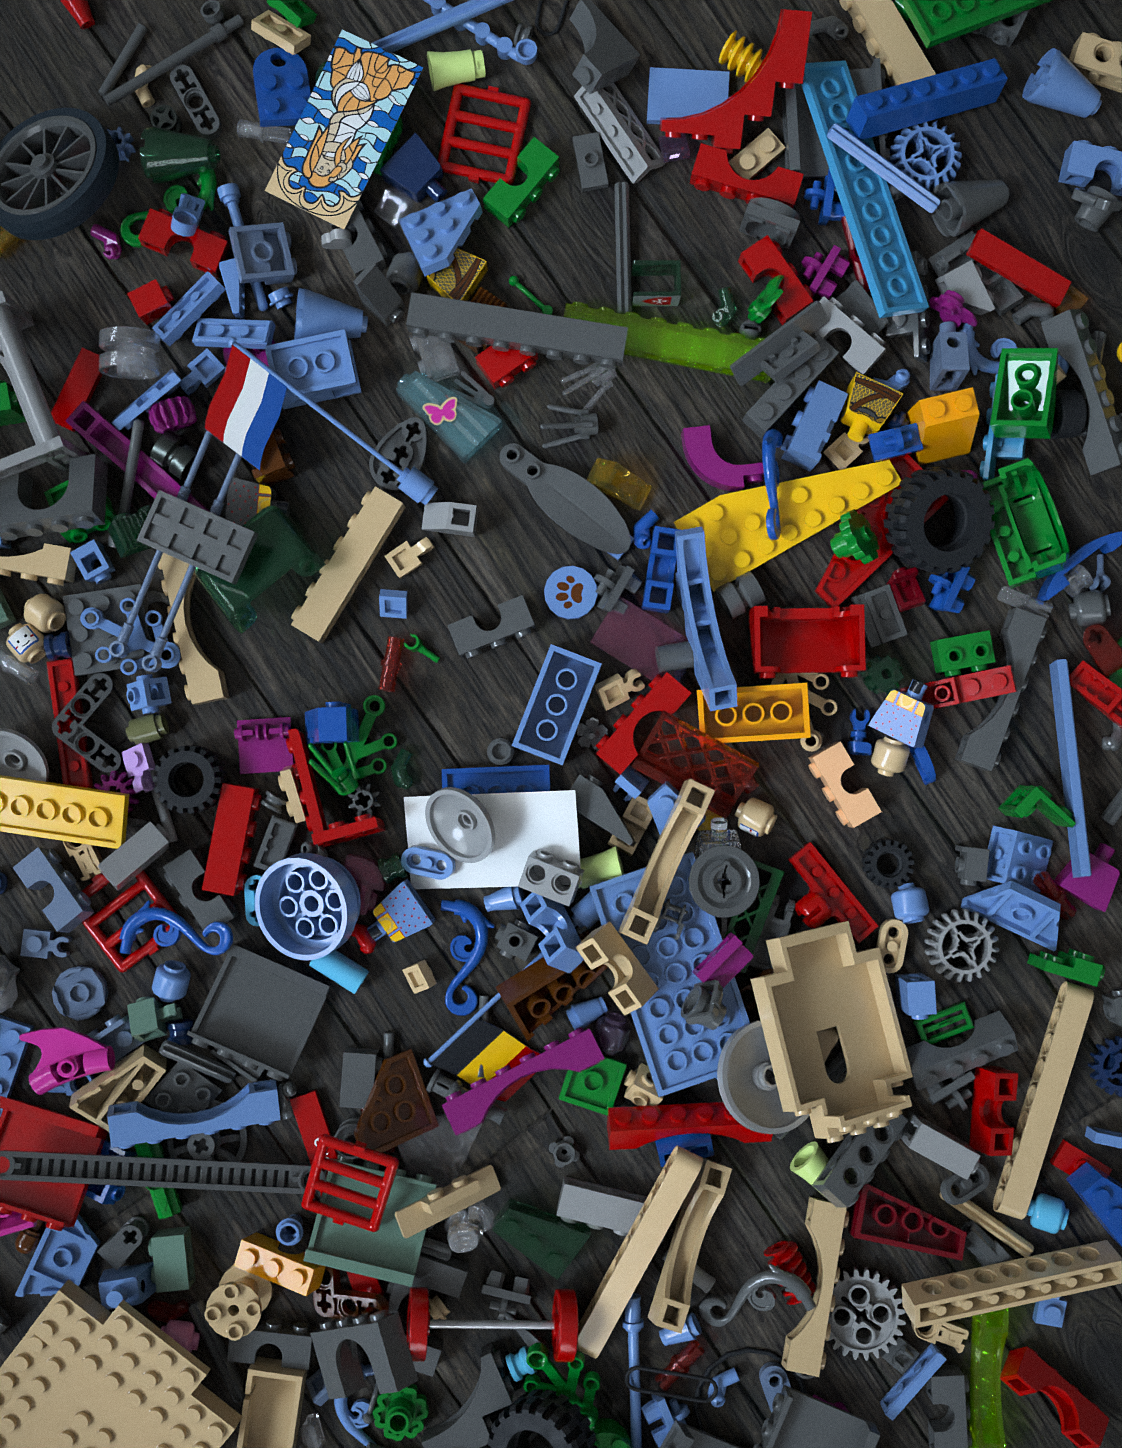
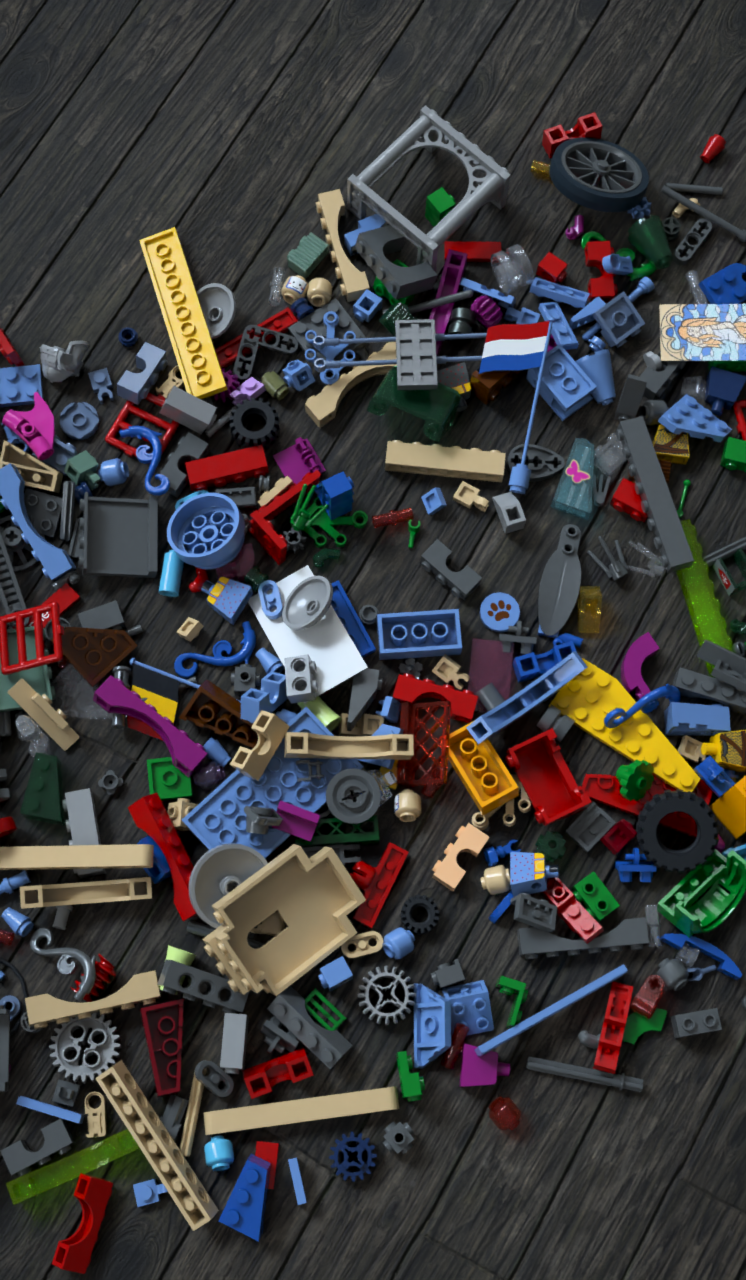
camera: 65 degrees right, 15 degrees down
(955, 734) = (534, 912): none -> dark grey bracket

